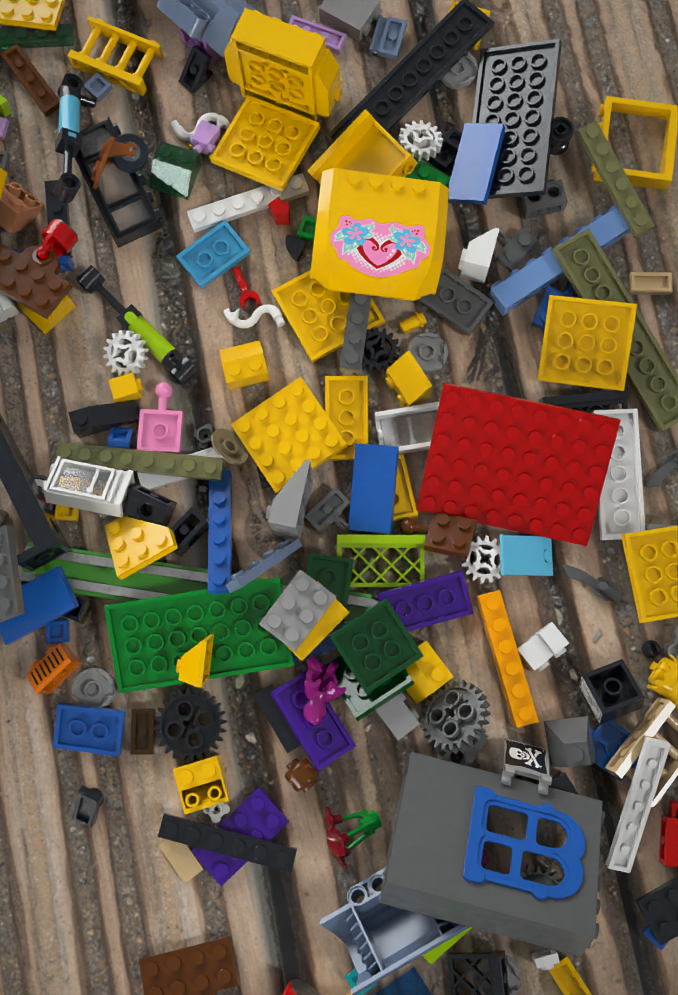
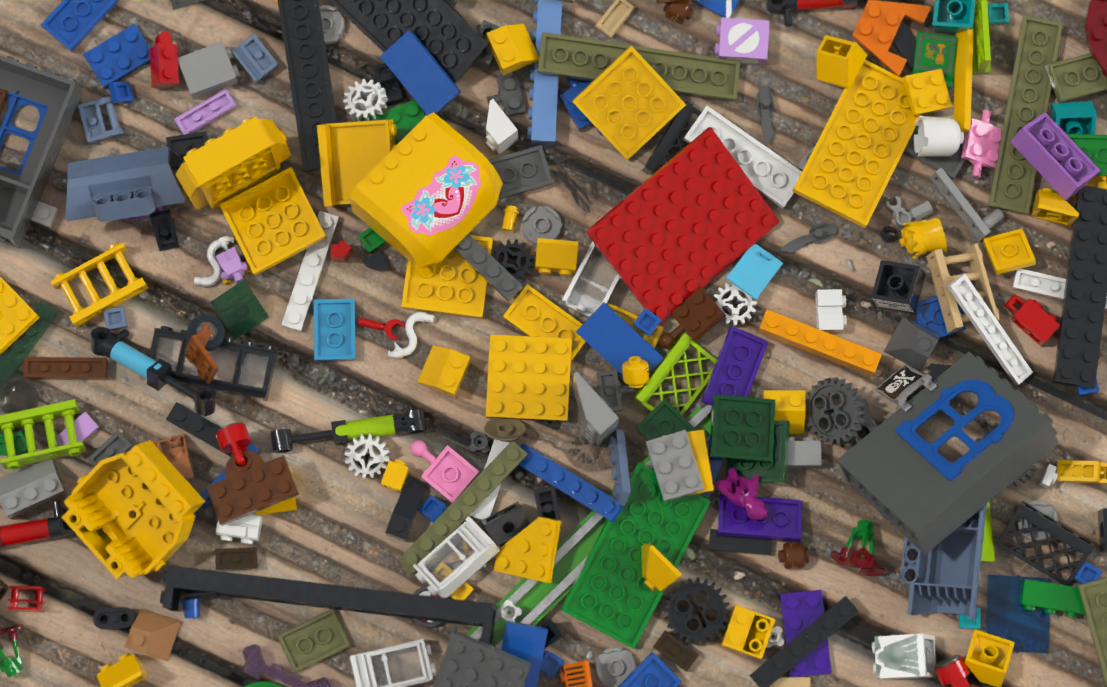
camera: 60 degrees left, 0 degrees up
(66, 563) = (508, 606): none -> white plate
(281, 945) = (904, 656): none -> slope
(358, 518) = (635, 372): none -> yellow head
(410, 497) = (647, 322): none -> blue plate
(556, 215) = (512, 47): none -> yellow slope

